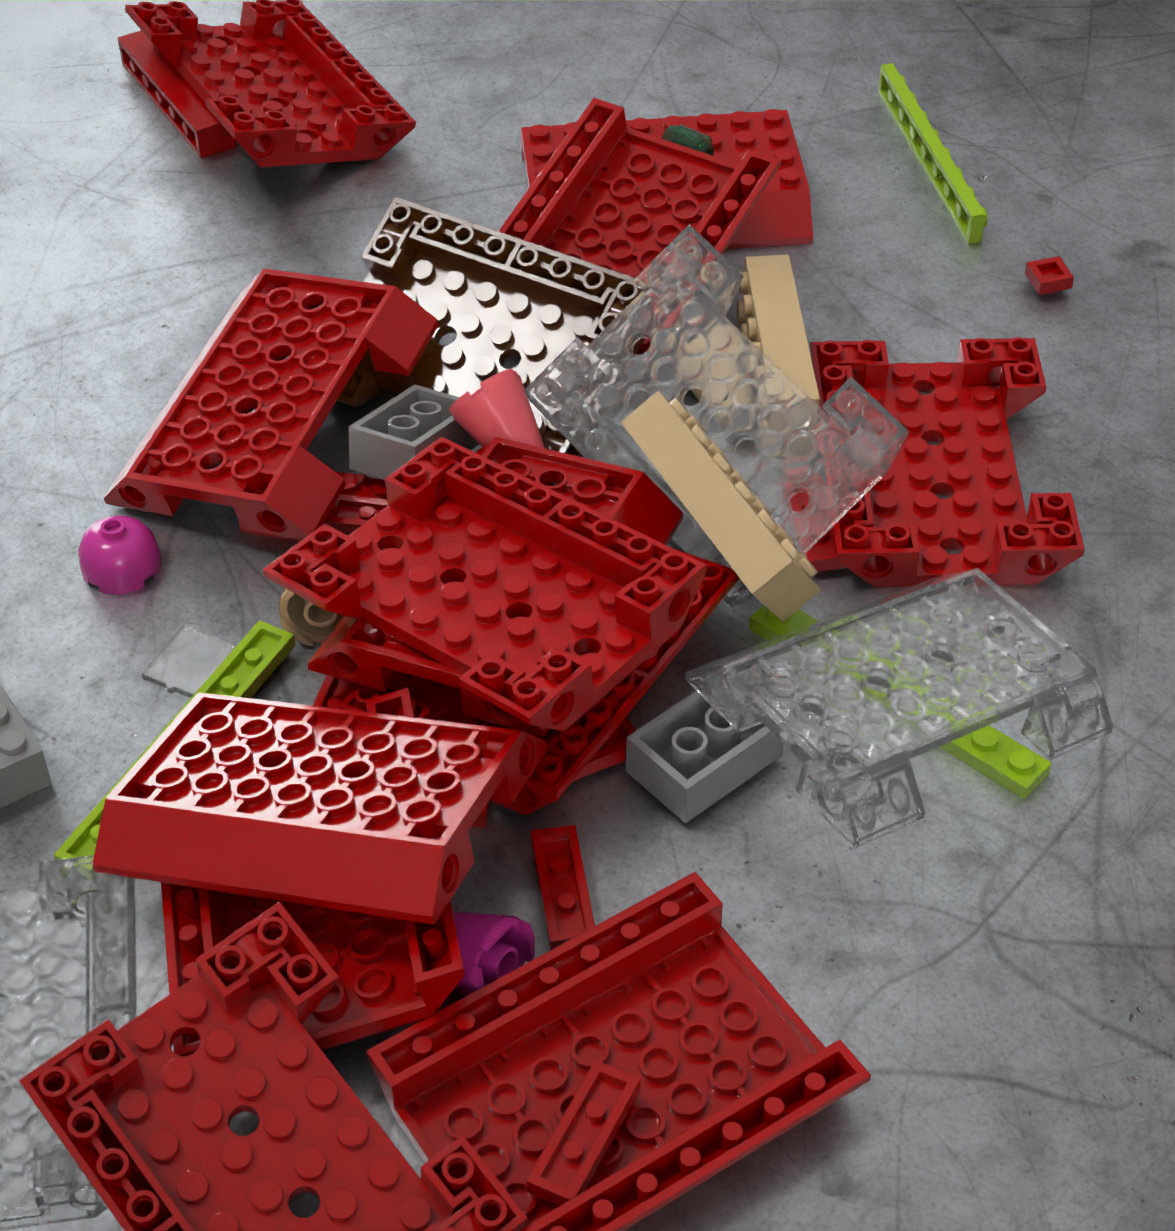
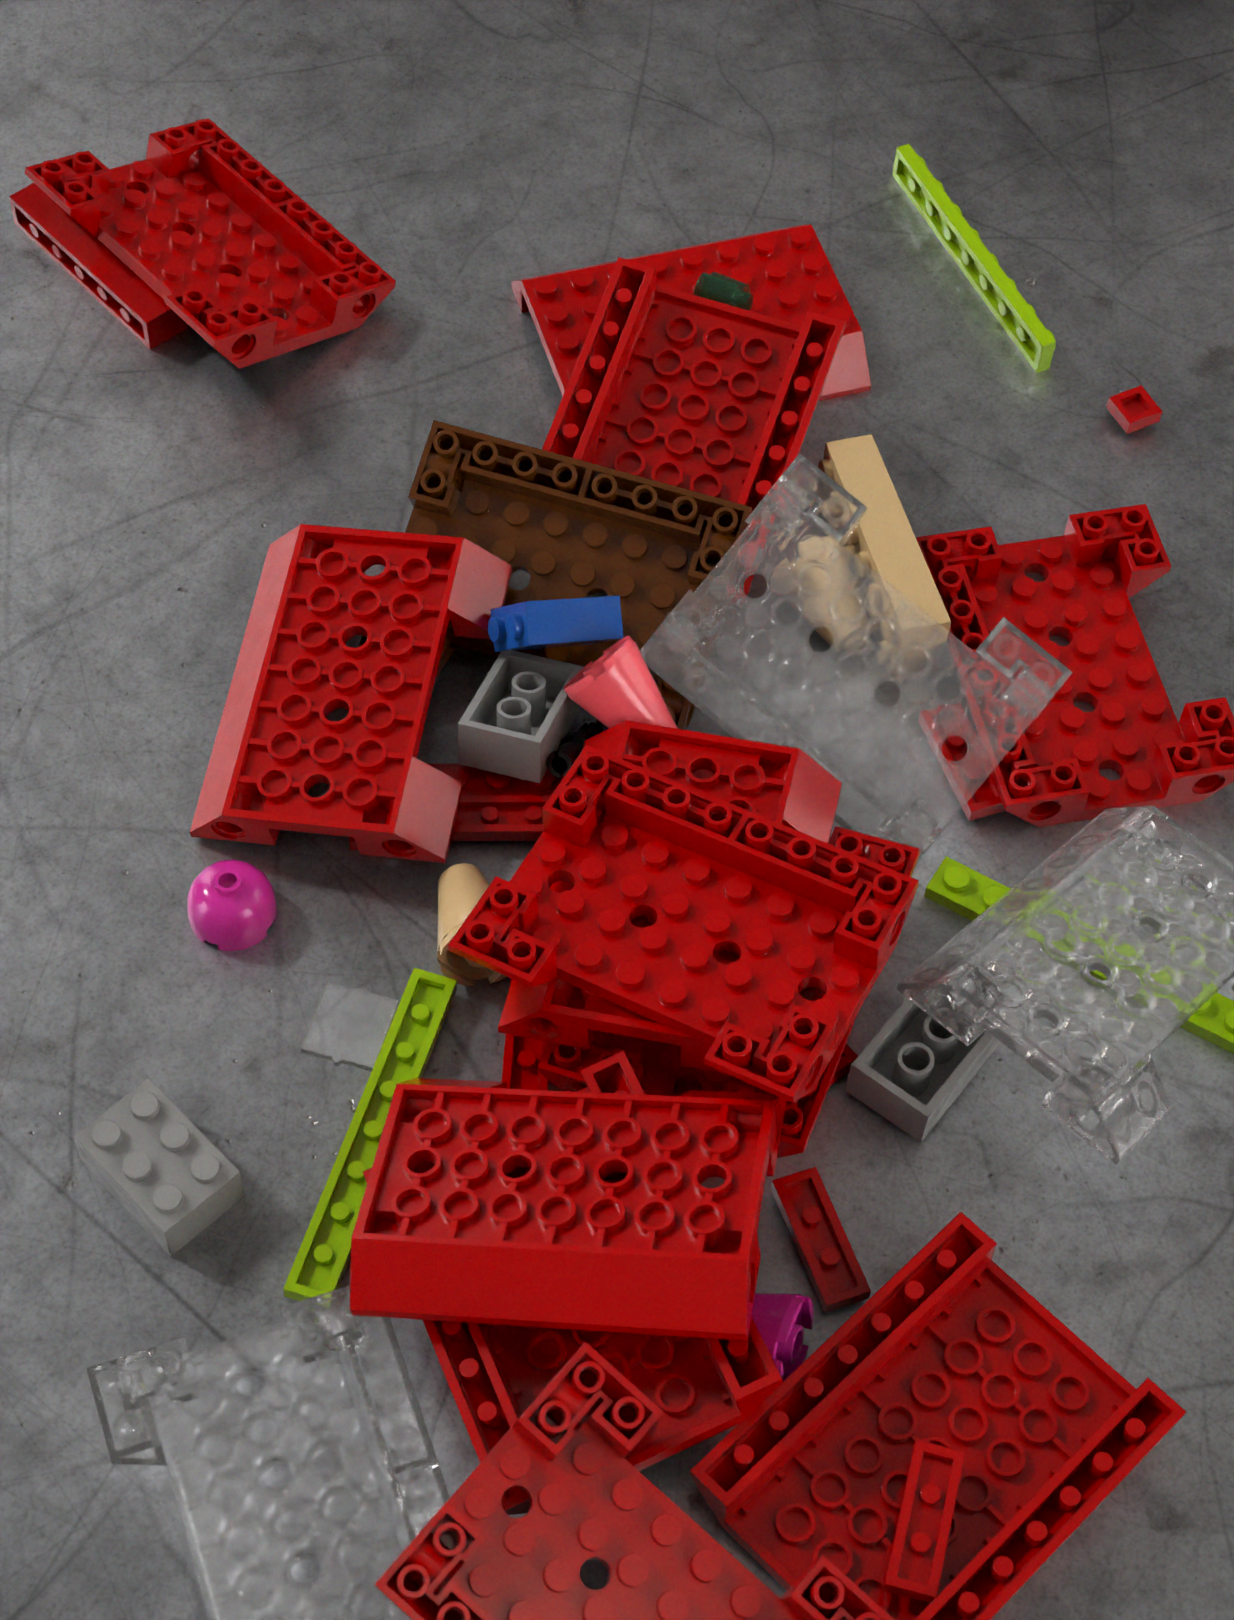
camera: 15 degrees left, 10 degrees up
(455, 359) = (555, 623): none -> blue brick
(723, 505) = (891, 782): tan brick -> none

